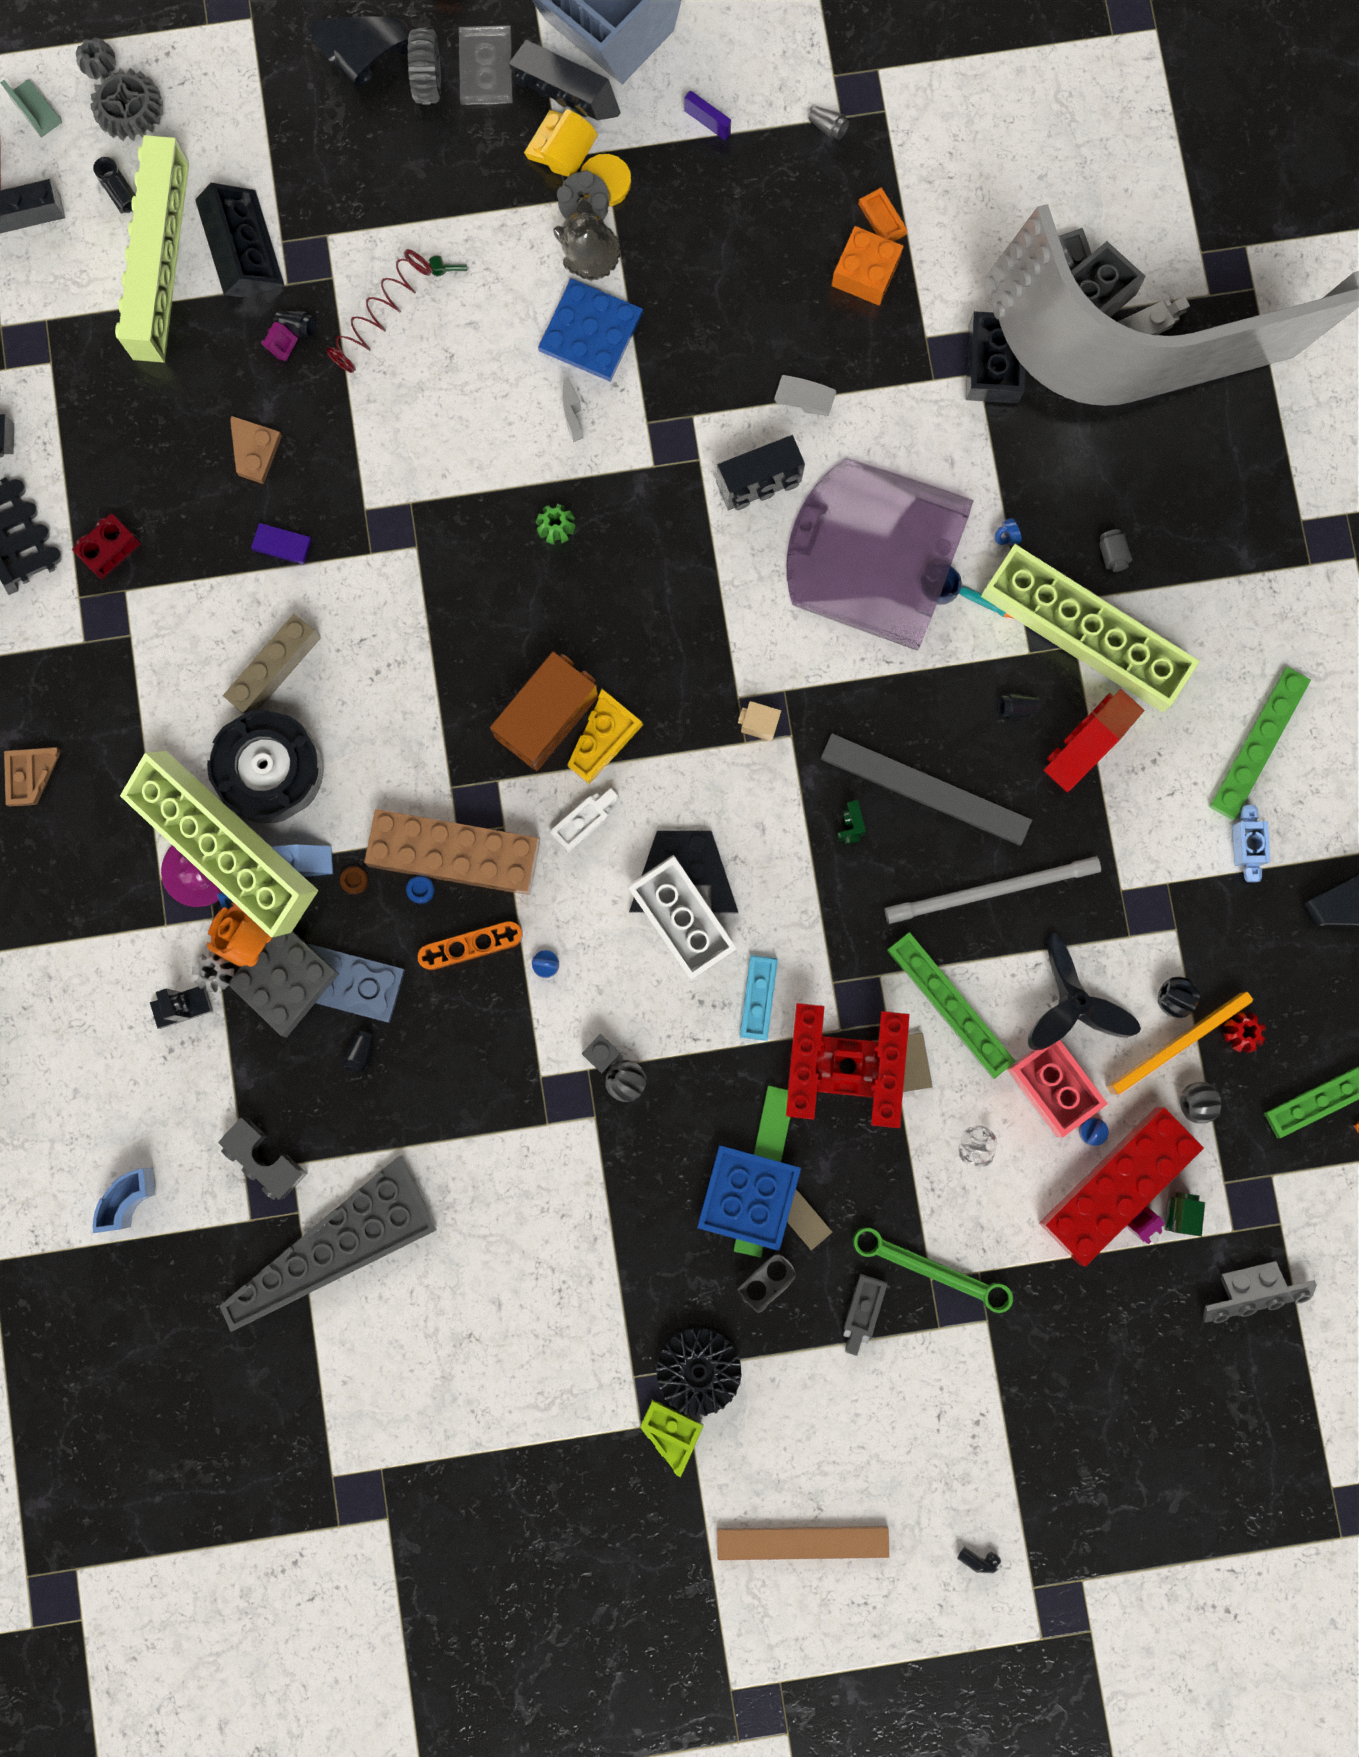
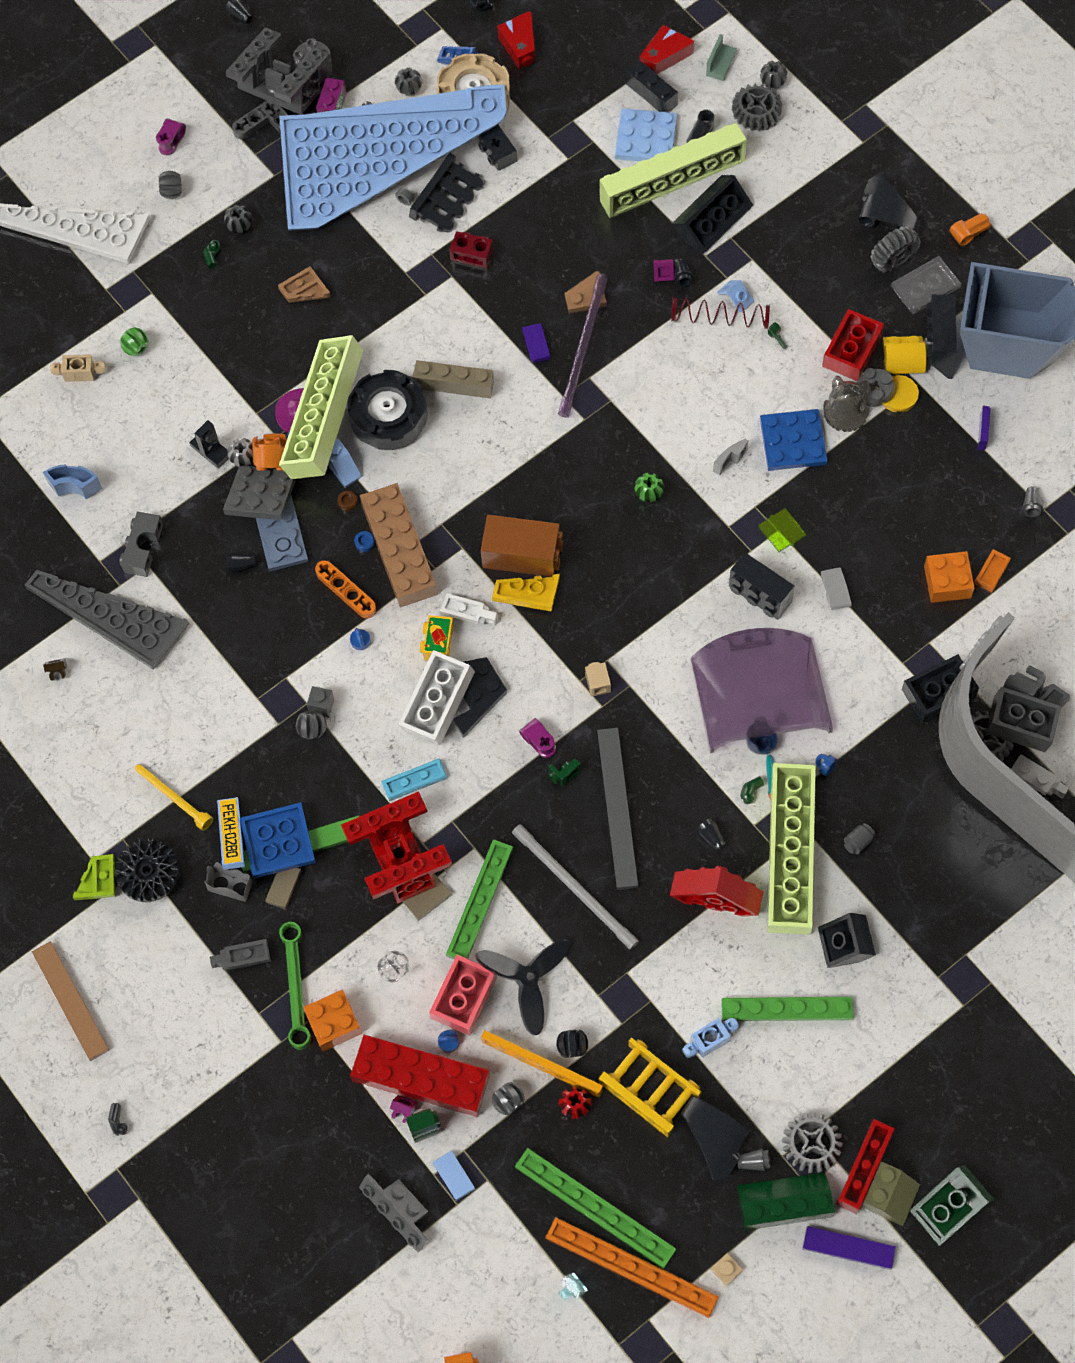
camera: 65 degrees right, 15 degrees down
(79, 254) = (644, 134): none -> light blue plate
(263, 431) = (567, 400): none -> clear purple piece
(363, 276) = (737, 293): none -> light blue bracket
(363, 1348) = (55, 666): none -> dark brown tile
(517, 189) = (852, 345): none -> red brick
(601, 874) = (438, 636): none -> brick
(666, 1272) = (202, 820): none -> yellow piece
(695, 411) = (781, 530): none -> clear neon green piece
(710, 1248) = (230, 833): none -> tile
(787, 829) = (536, 736): none -> magenta piece
(988, 634) = (748, 789): none -> dark green arm
(1002, 1250) = (332, 1020): none -> orange brick
(1223, 634) = (846, 940): none -> black slope
(1249, 1210) = (453, 1175): none -> light blue tile
(1291, 956) = (646, 1108): none -> yellow fence

